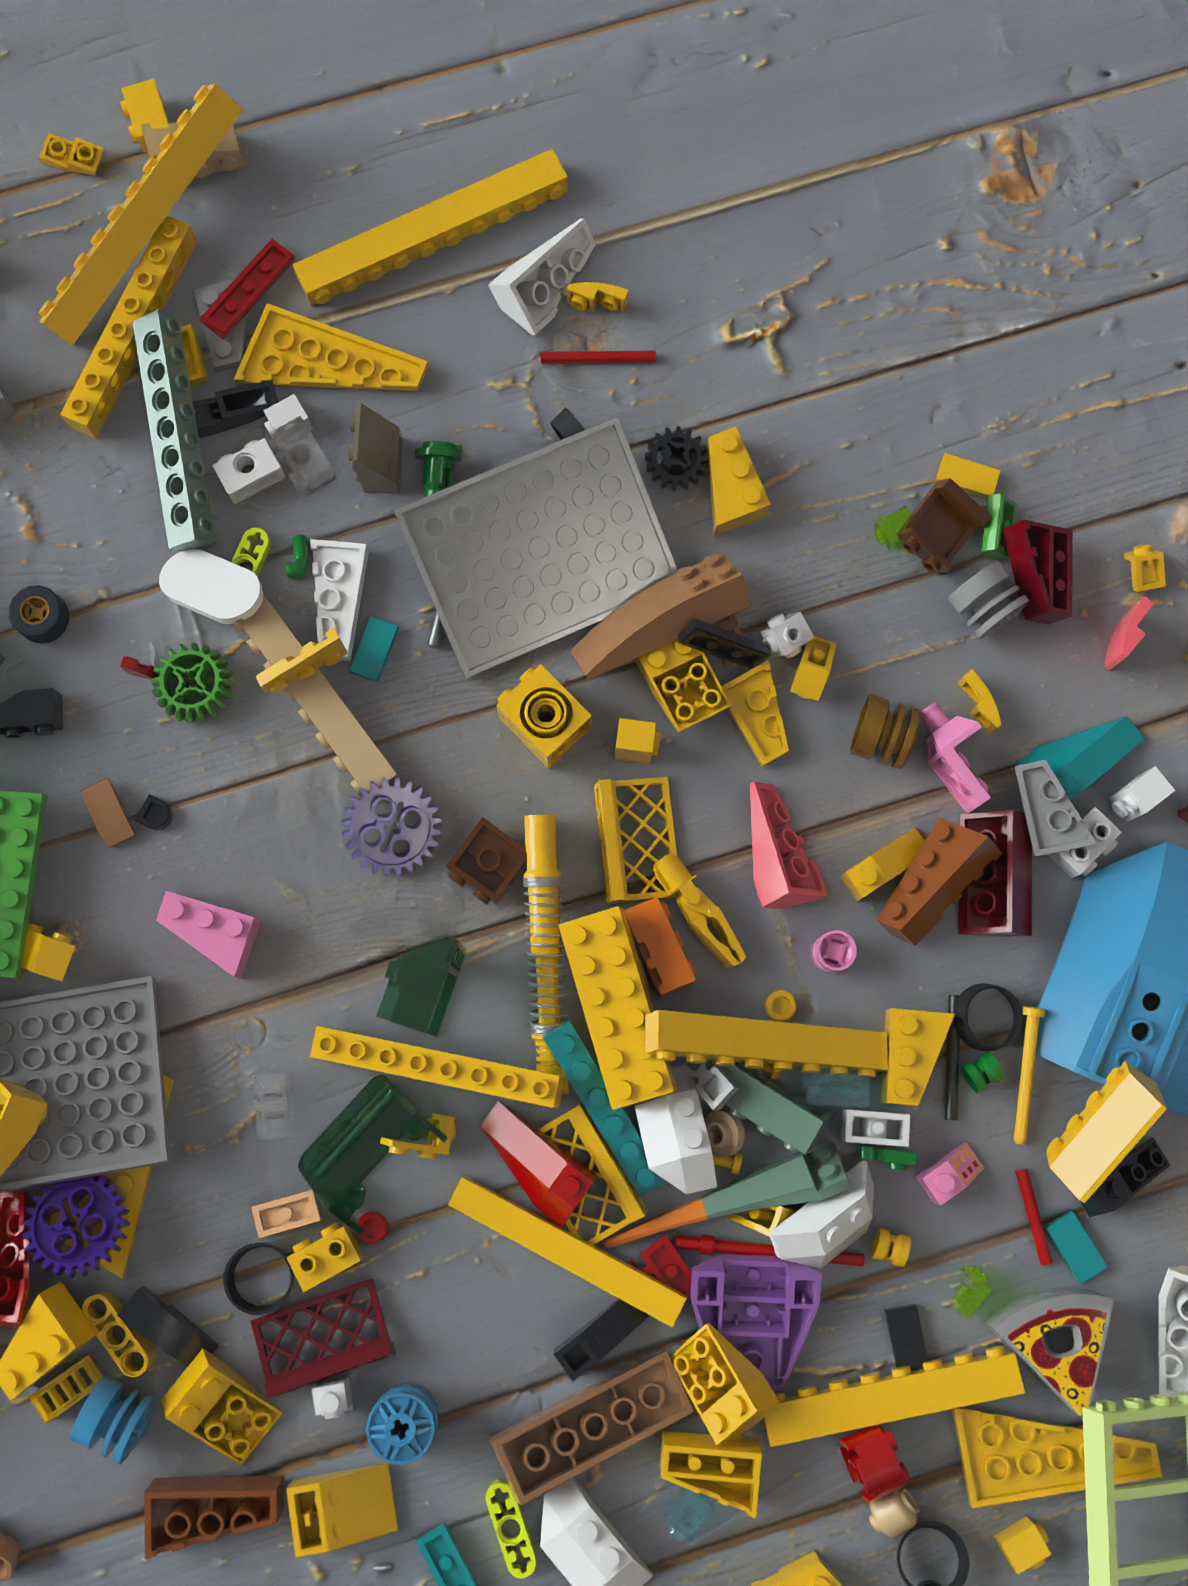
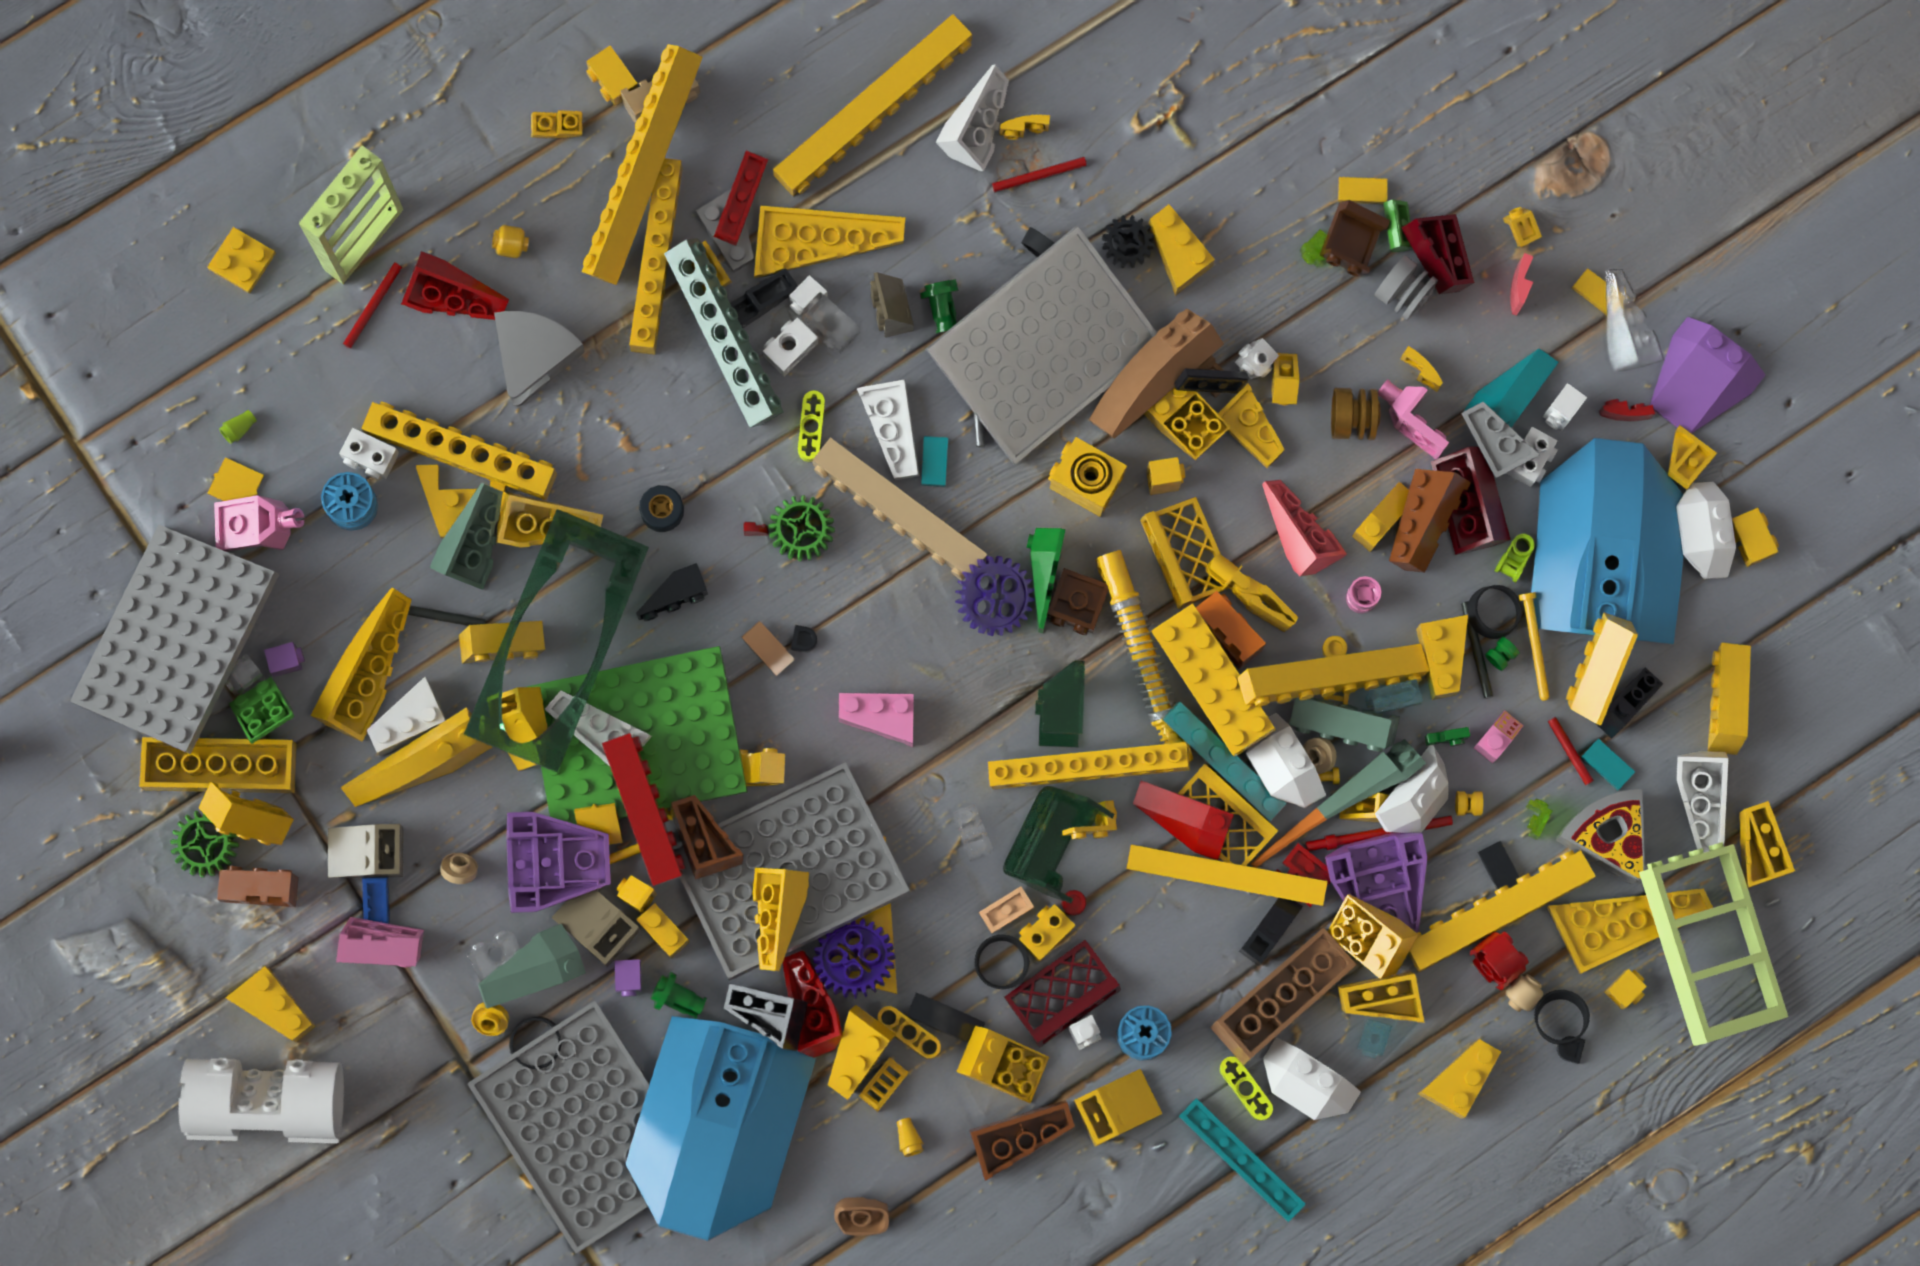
camera: 20 degrees left, 0 degrees up
(76, 1468) = (909, 1139): none -> yellow cone
(112, 1419) = (928, 1091): dark azure wheel -> none
(211, 586) = (793, 447): white tile -> none
(301, 555) = (853, 403): green arm -> none
(311, 657) = (872, 505): yellow wing -> none
(465, 799) = (1044, 560): none -> green wedge
(714, 1084) = (1301, 717): light grey plate -> none
(875, 1127) = (1431, 717): white brick -> none
(1027, 963) = (1513, 561): none -> lime piece

